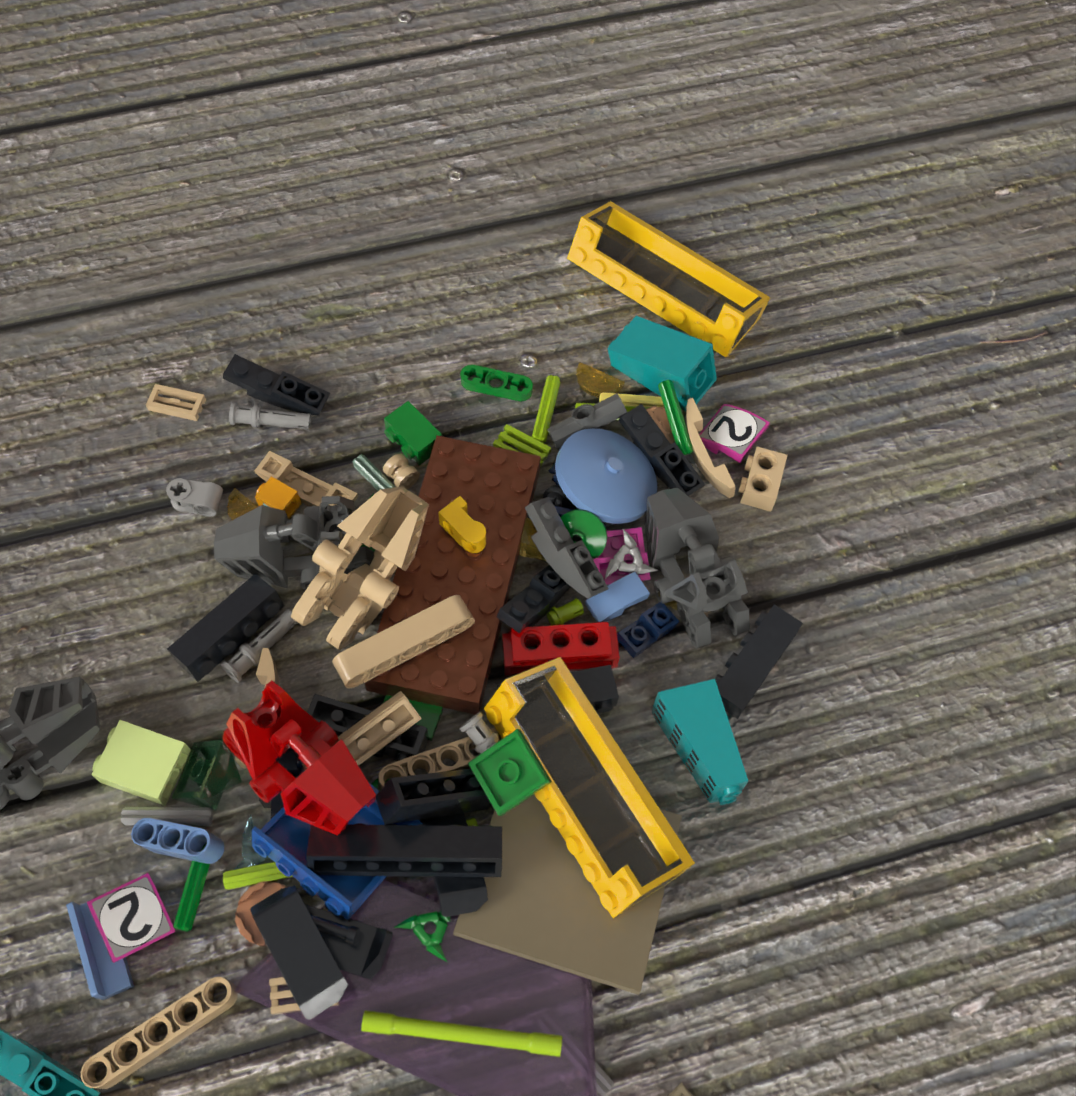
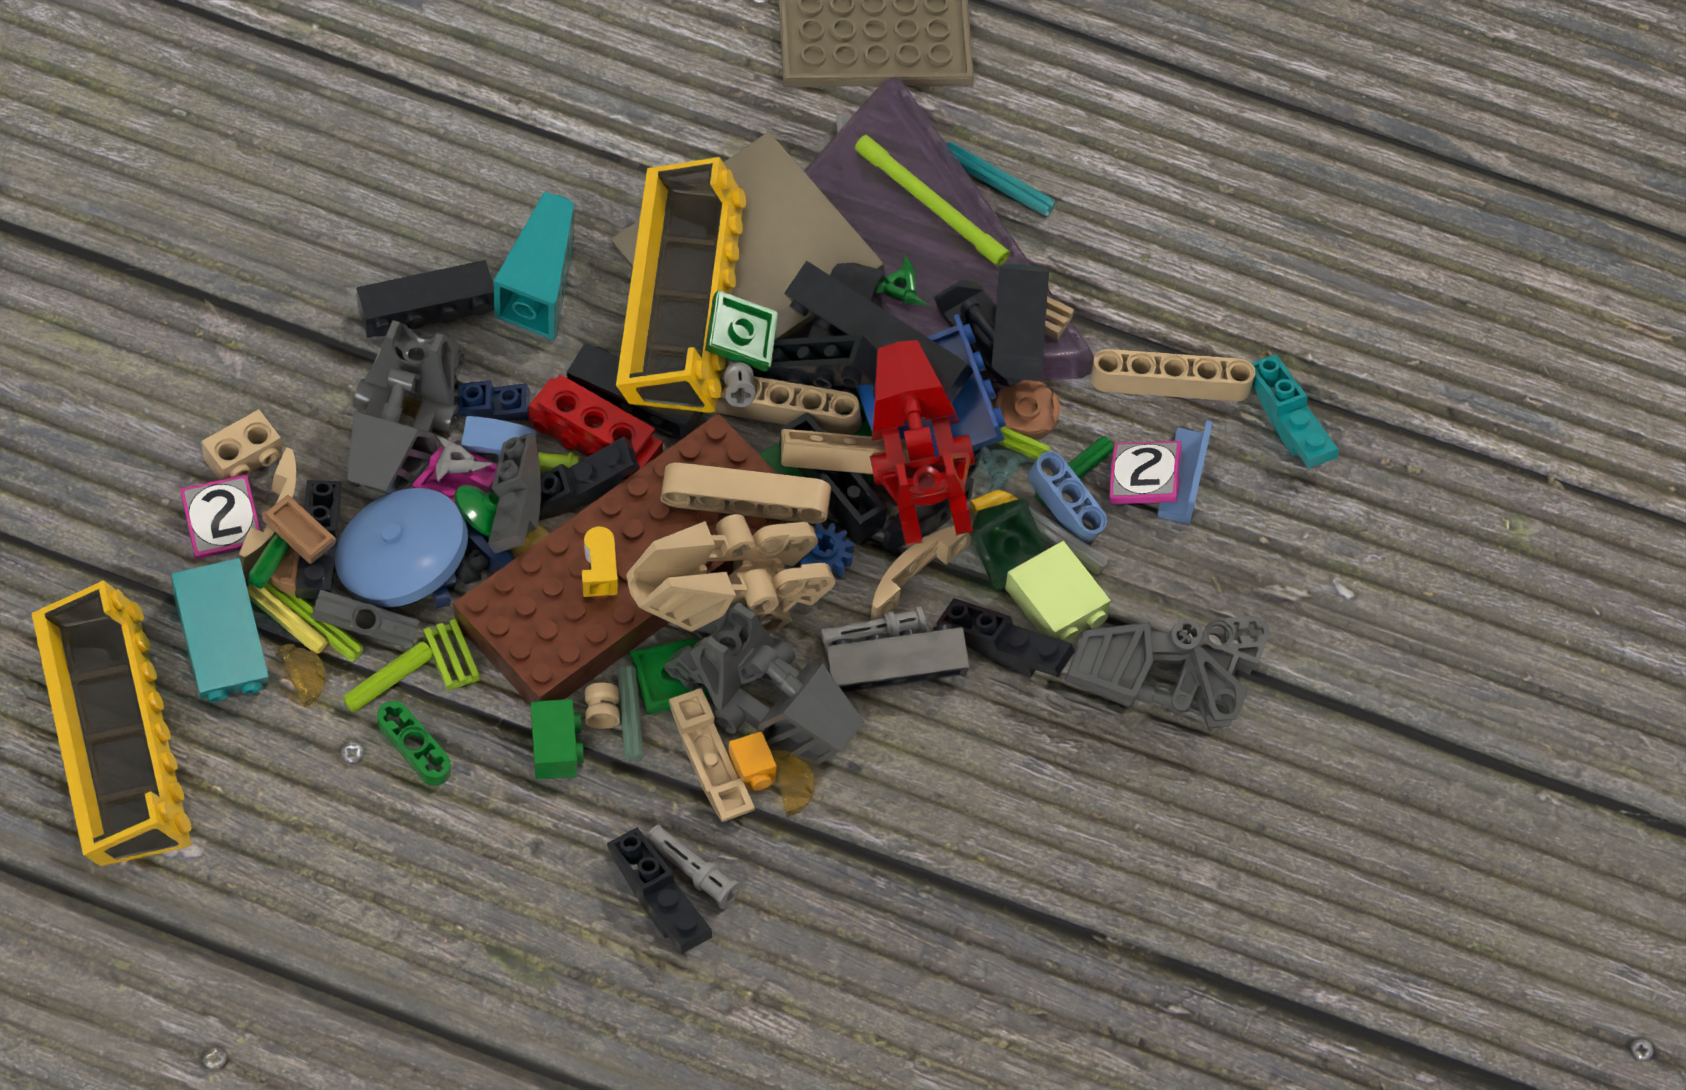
camera: 145 degrees left, 5 degrees down
(159, 699) = (1005, 643): none -> black slope
(174, 406) = (798, 985): tan tile -> none
(196, 496) = (836, 825): light grey piece -> none
(237, 813) = (990, 499): none -> yellow arm
(325, 680) = (836, 547): none -> blue gear
(673, 433) = (299, 529): none -> medium nougat tile

